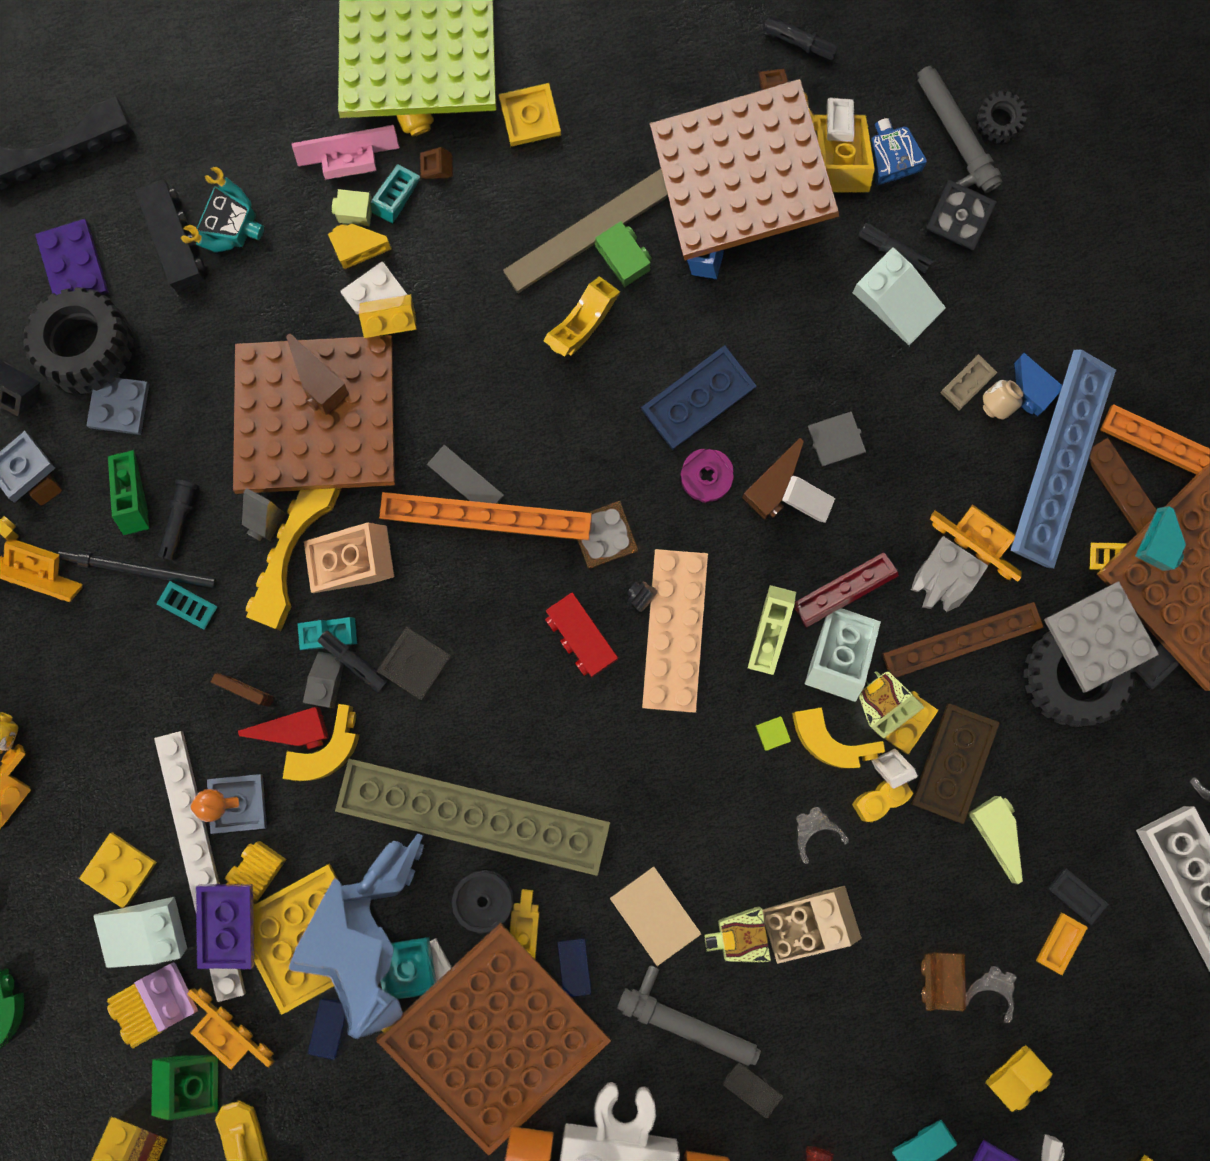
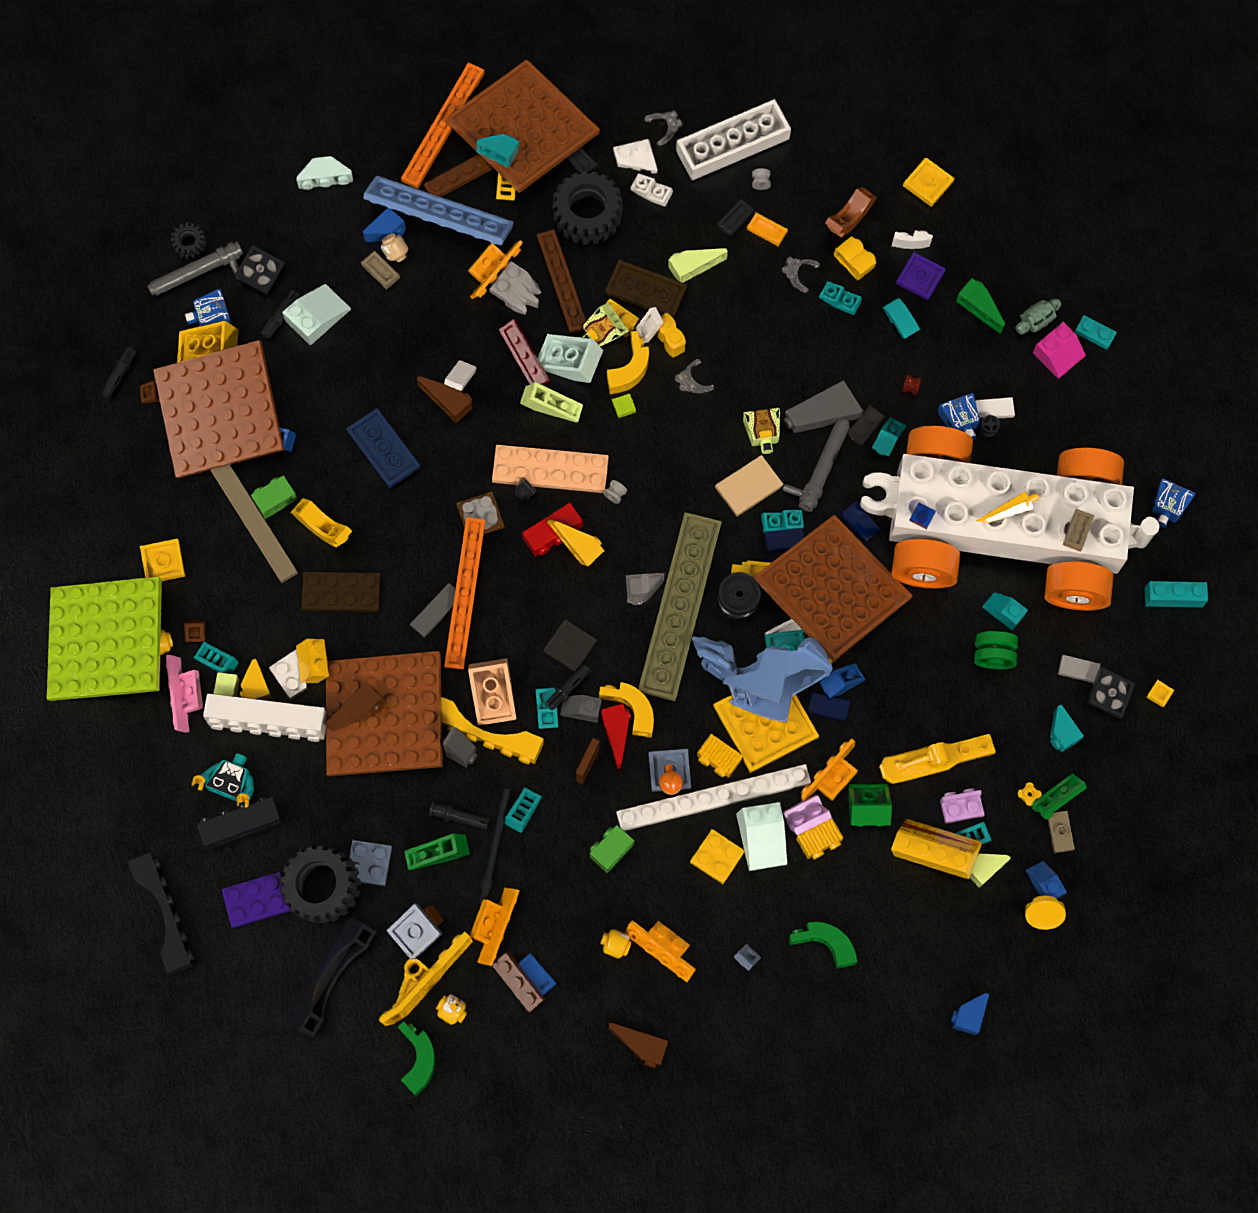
camera: 95 degrees left, 10 degrees down
(127, 725) = (611, 848): none -> bright green brick
(225, 926) = (757, 770): dark purple plate -> none
(306, 257) = (265, 717): none -> white brick
(363, 1054) = (842, 680): none -> blue slope
(490, 351) = (341, 592): none -> dark brown plate
(498, 762) = (642, 587): none -> clear slope
(560, 671) = (583, 546): none -> yellow slope
(601, 964) = (782, 521): none -> teal slope
(611, 1070) = (860, 522): none -> clear blue tile
(639, 722) = (615, 491): none -> light grey wheel
(708, 460) = (435, 453): magenta plate -> none
(733, 1126) = (889, 437): none -> teal slope
(775, 1032) = (824, 409): none -> dark grey slope
(811, 925) = (755, 383): tan slope -> none
(836, 439) = (416, 358): dark grey piece -> none
(840, 119) = (183, 346): white tile -> none
(944, 981) = (792, 300): clear orange bracket -> none
(953, 1054) = (839, 298): none -> teal slope
(1092, 1074) = (852, 212): none -> dark orange arch
(1101, 637) = (563, 189): light grey plate -> none
(1115, 770) = (651, 190): none -> white slope
(1116, 295) = (323, 173): none -> light aqua slope
(1142, 935) = (761, 179): none -> light grey wheel
(1171, 746) = (635, 156): none -> white wing

